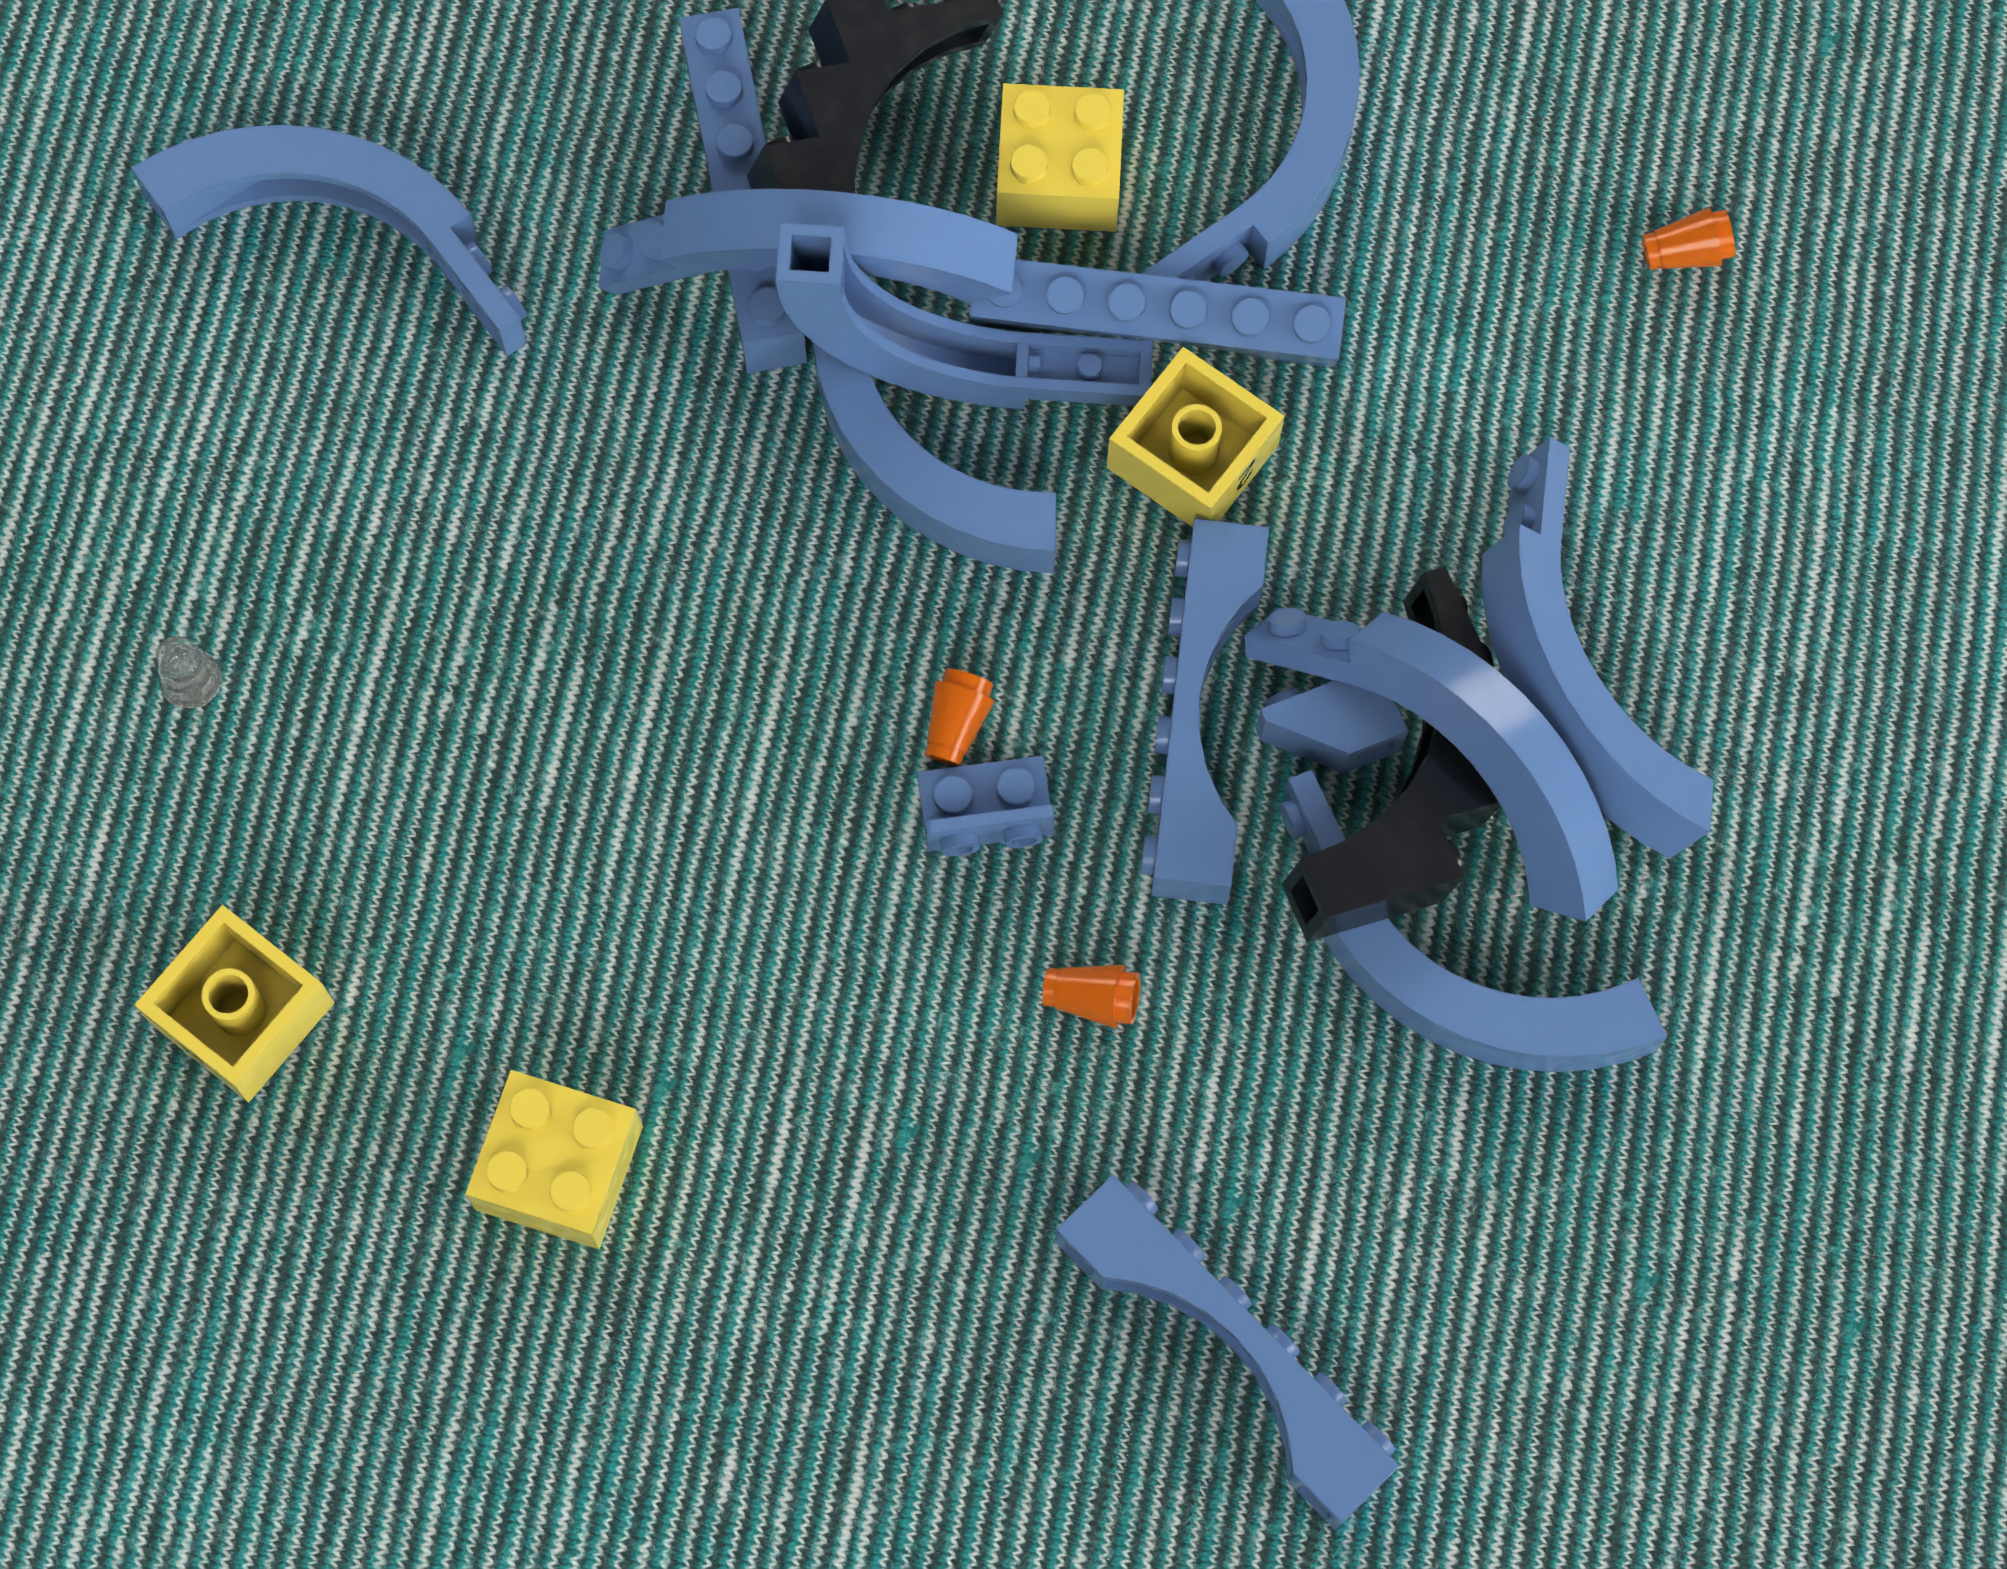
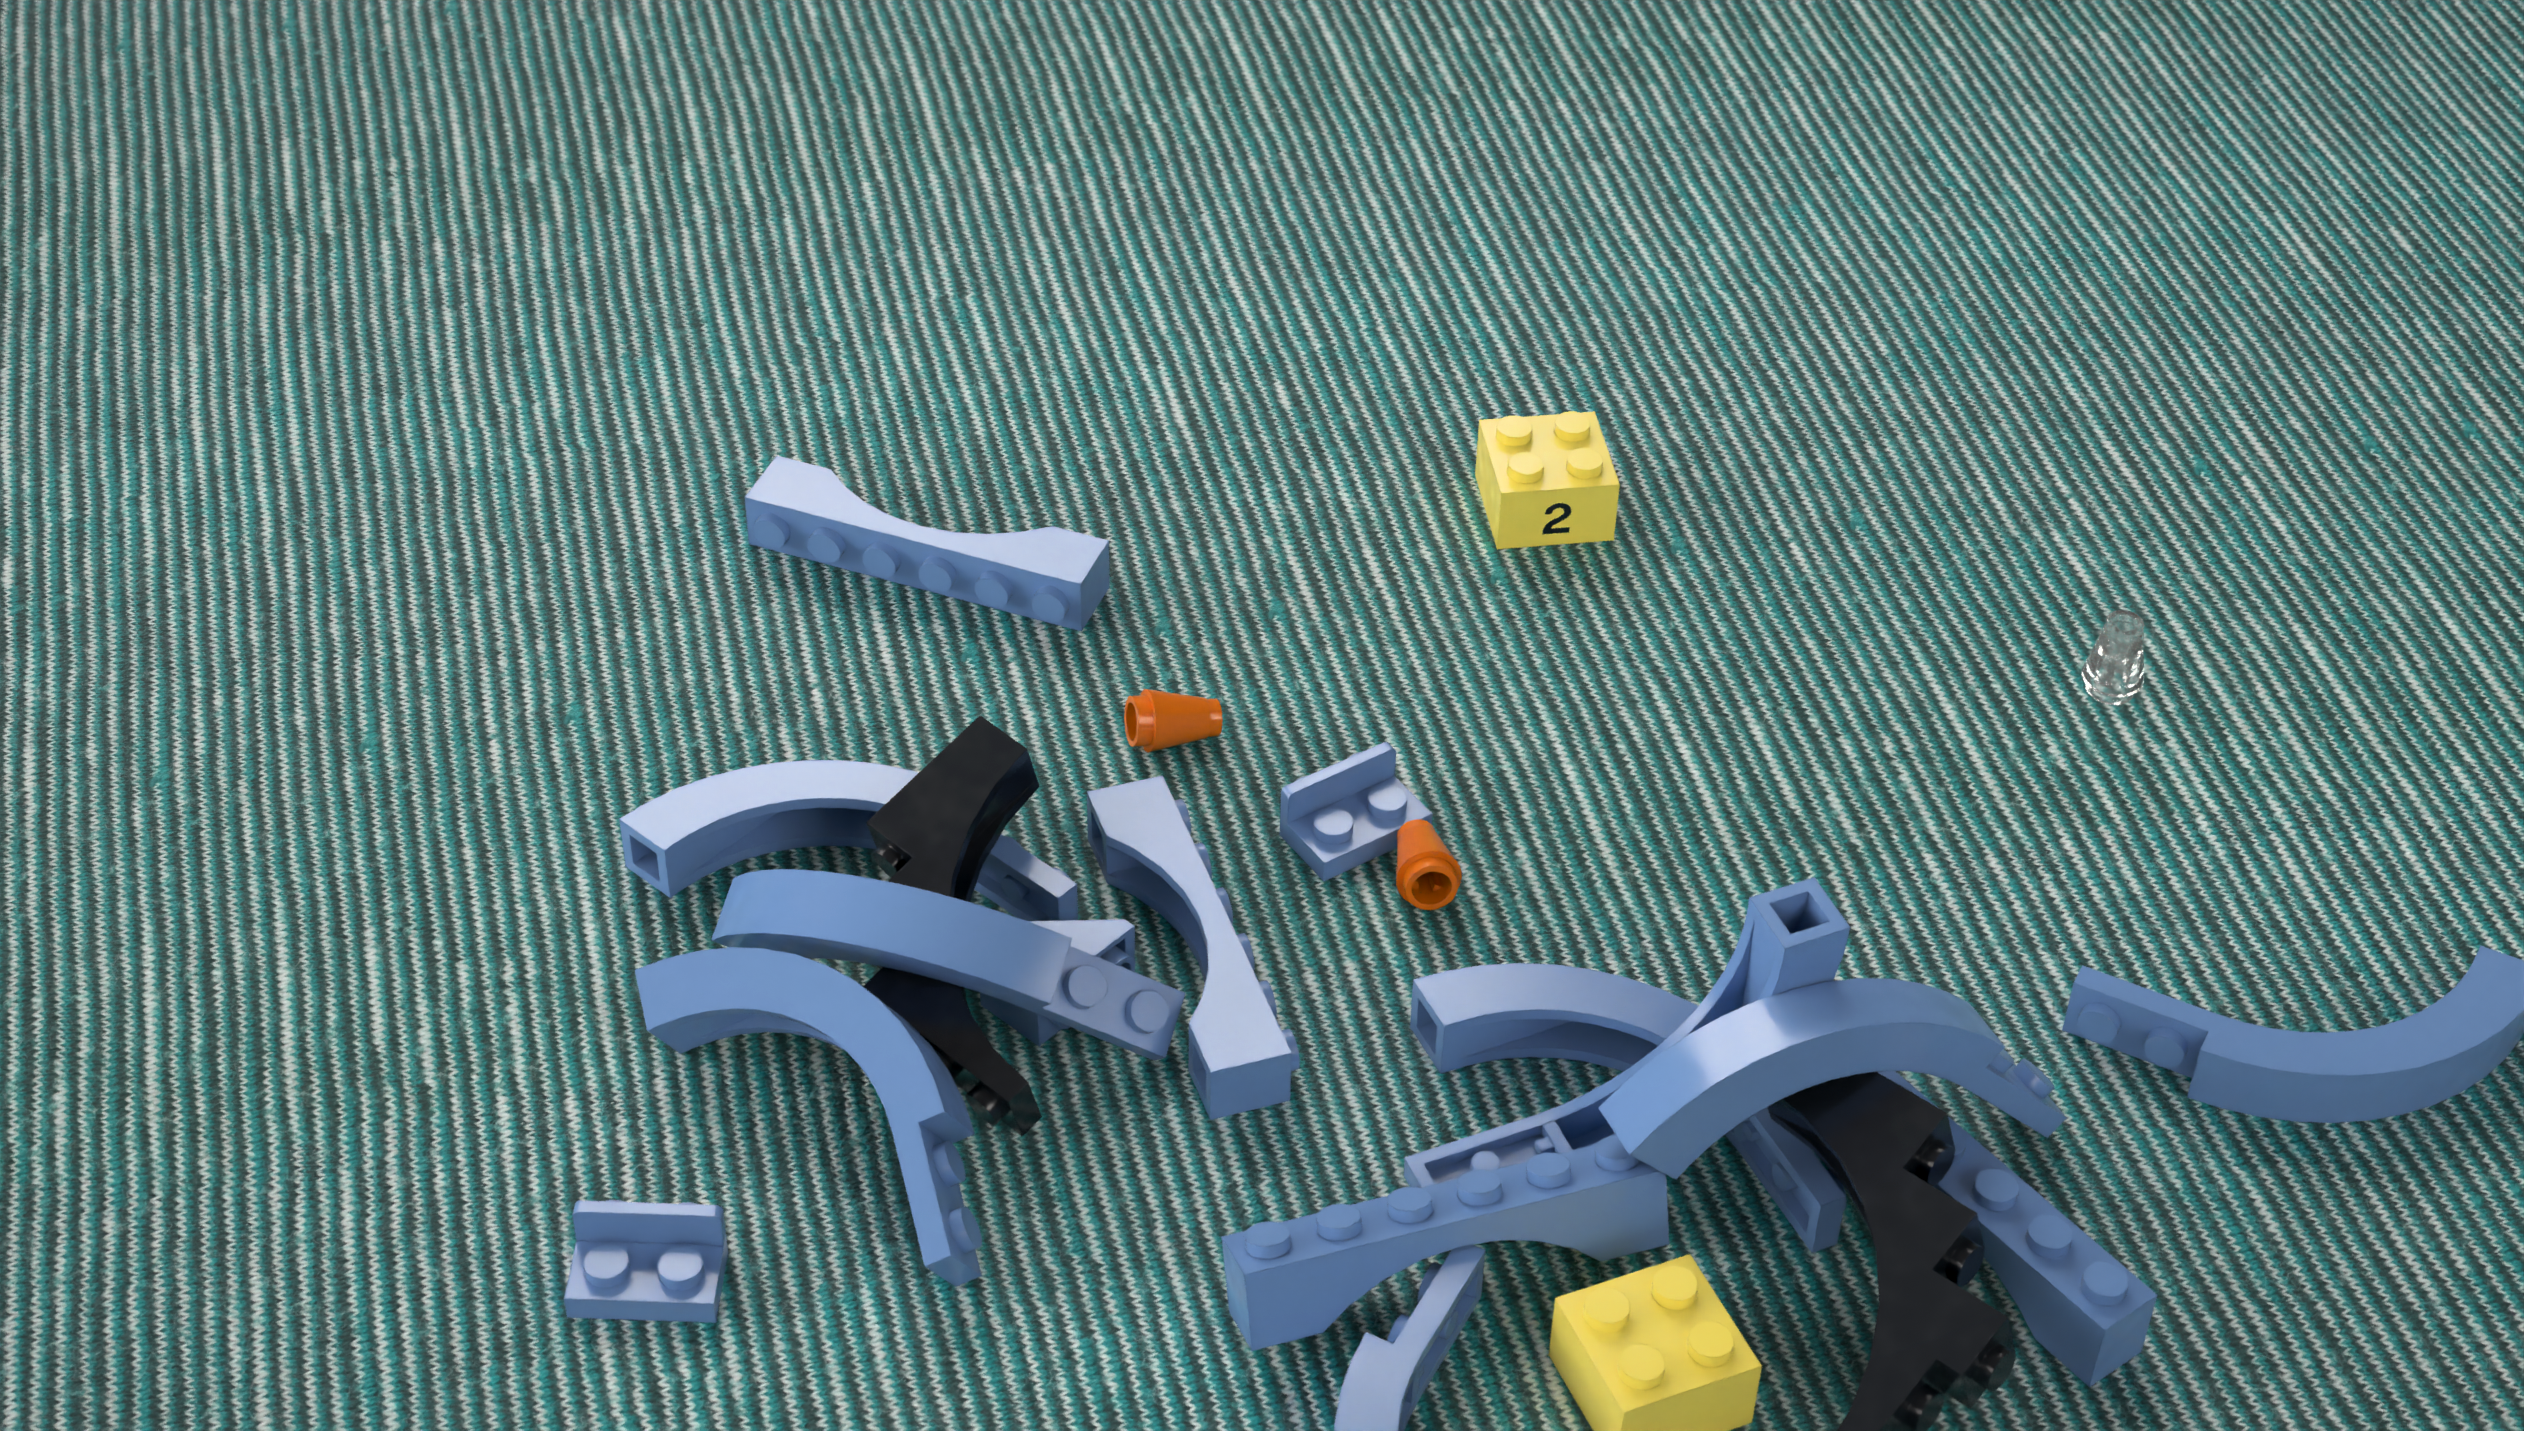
camera: 155 degrees right, 30 degrees down
(235, 1003) = (1872, 476): light yellow brick -> none
(1194, 440) = (1330, 1127): light yellow brick -> none
(1772, 576) = (647, 1261): none -> medium blue bracket

